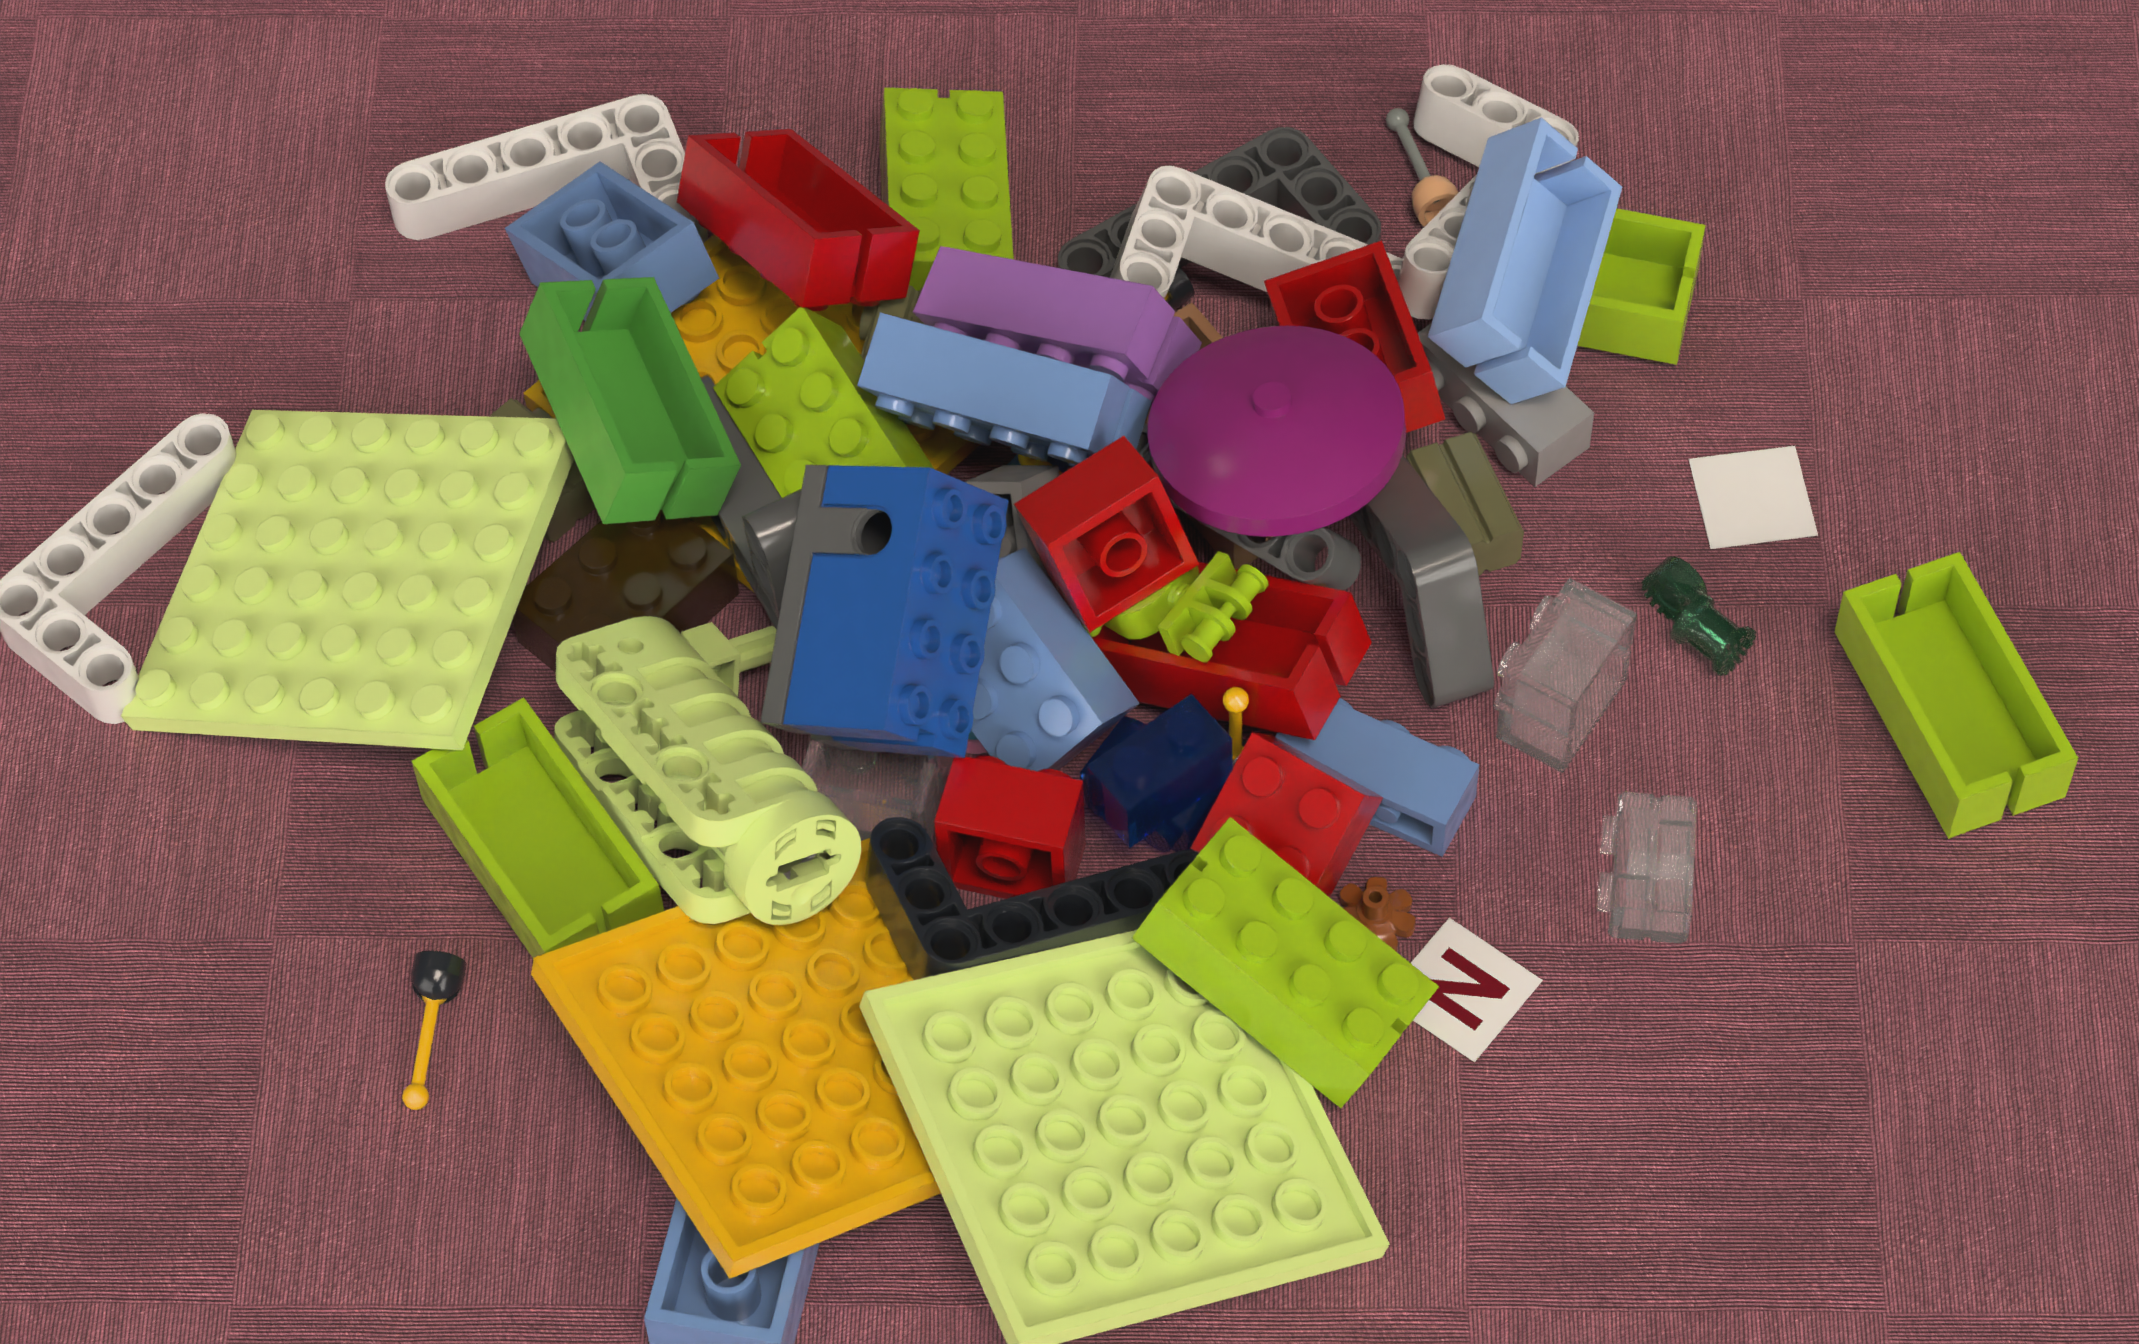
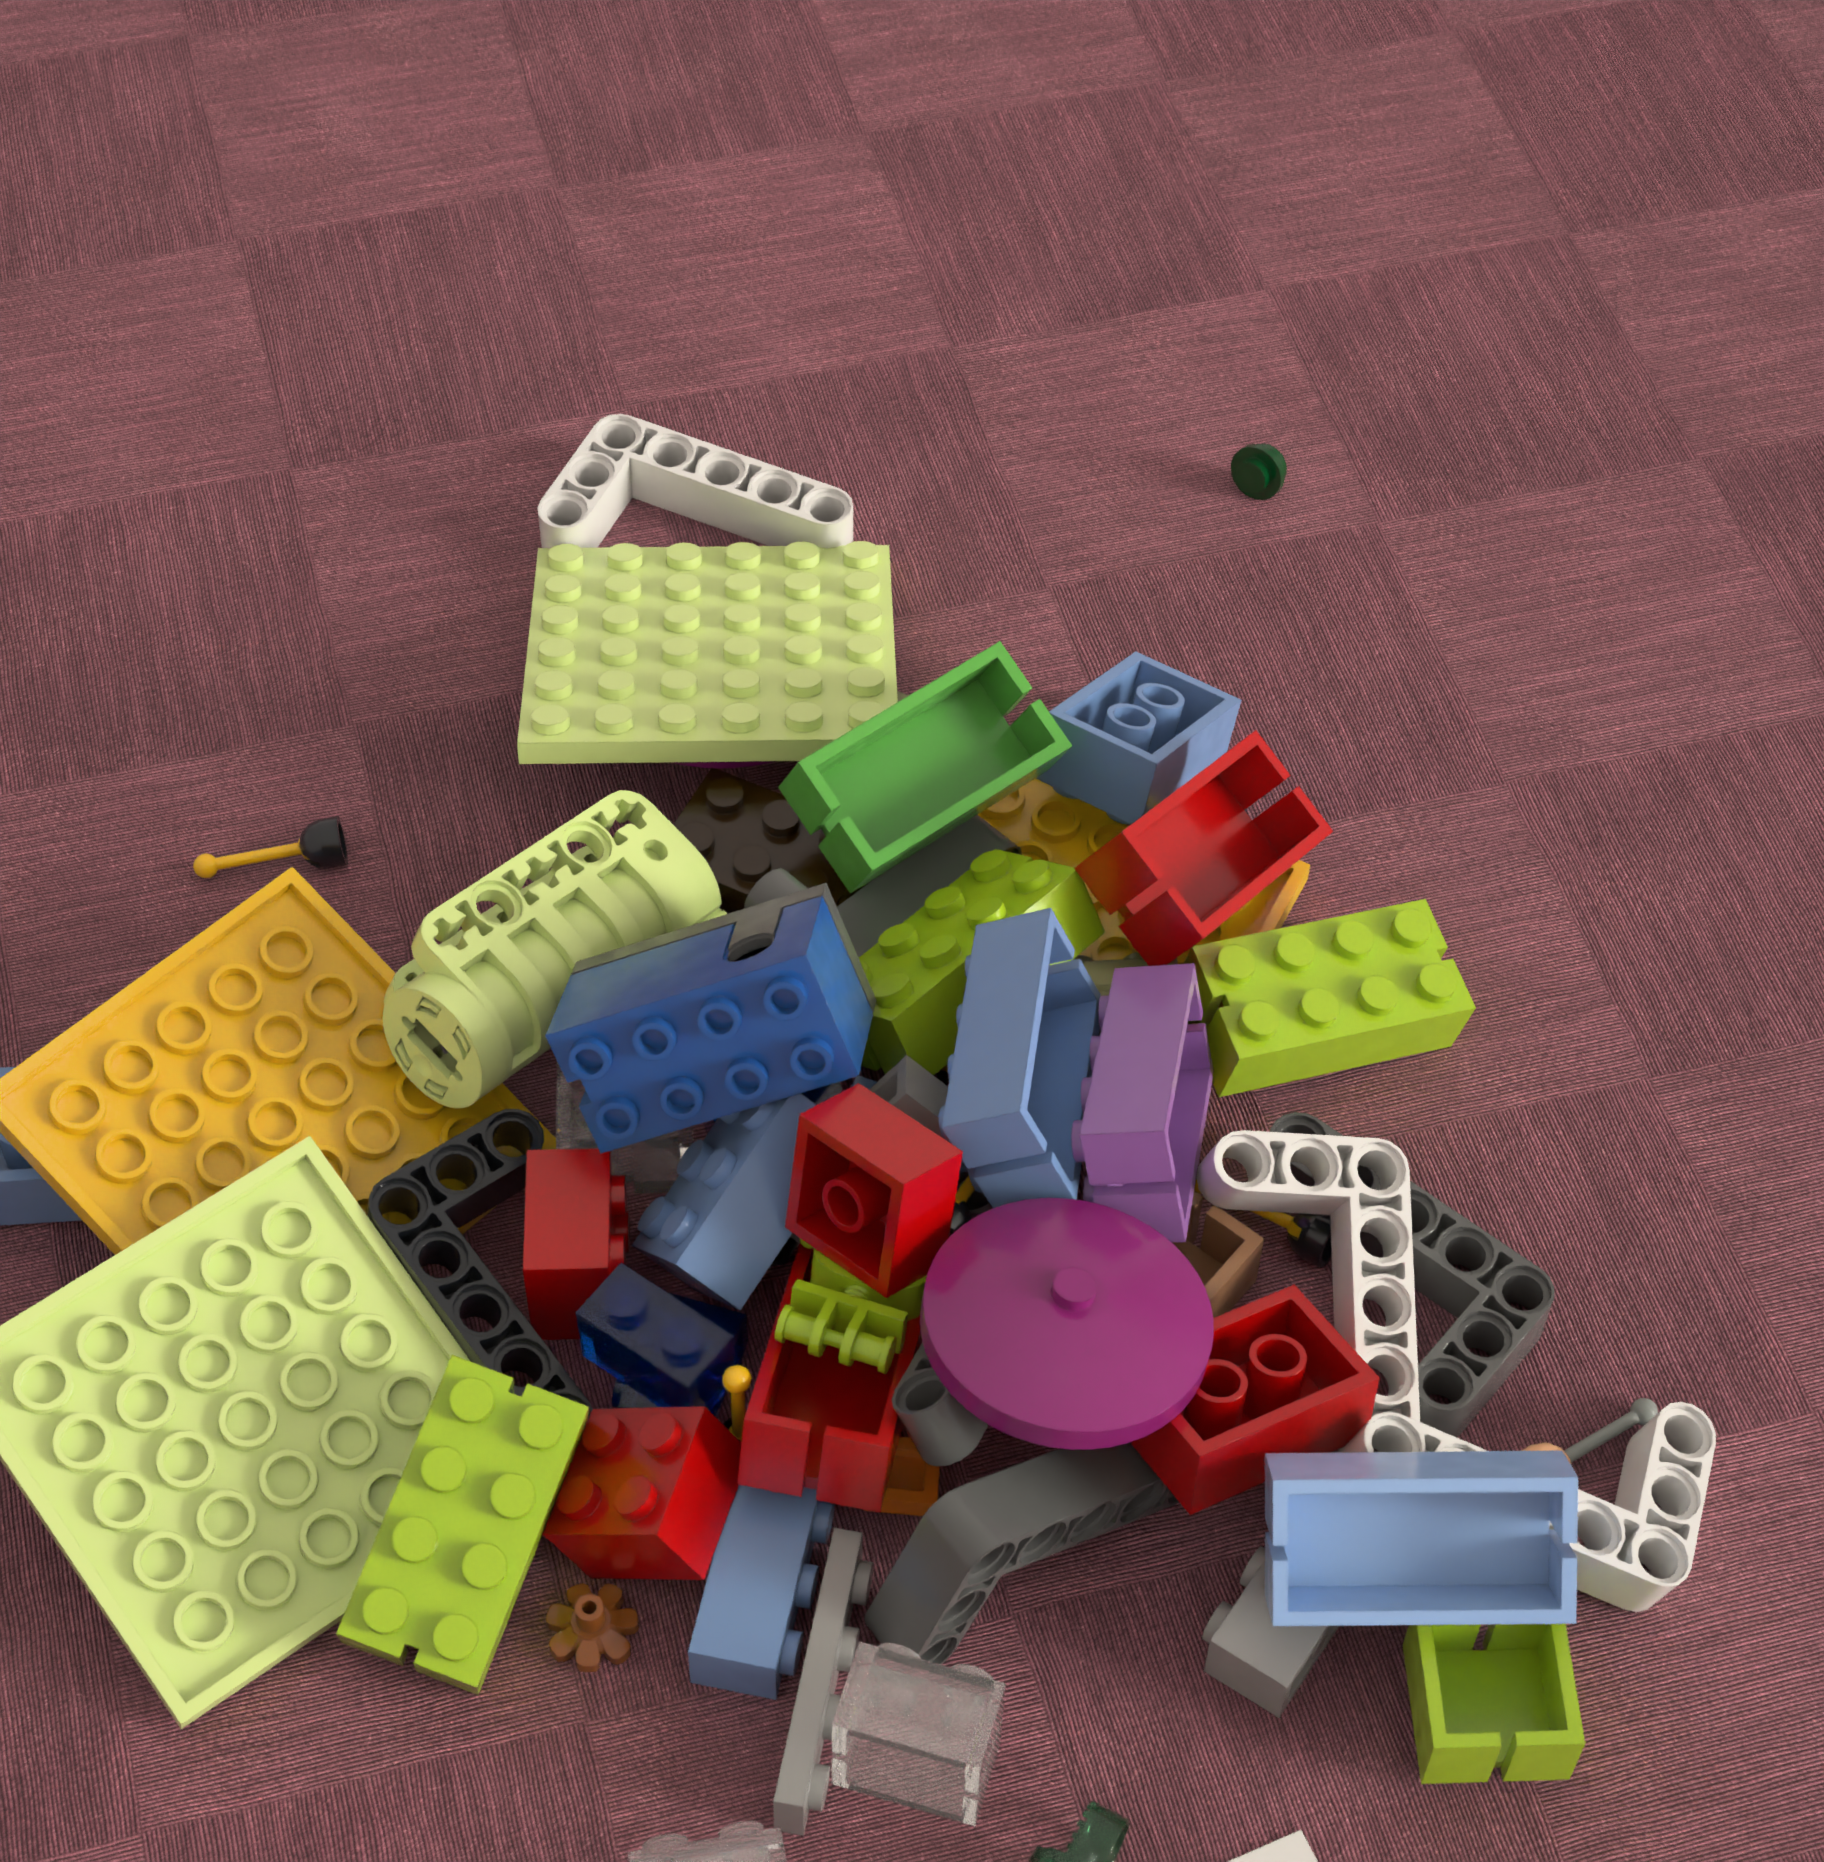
camera: 70 degrees right, 5 degrees down
(293, 83) = (1259, 470): none -> dark green plate
(536, 161) = (1237, 659): white beam -> none
(536, 834) = (454, 844): lime piece -> none
(1473, 496) = (1128, 1587): olive brick -> none
(1475, 992) = (527, 1739): white sticker -> none
(1504, 755) = (830, 1649): none -> light grey plate

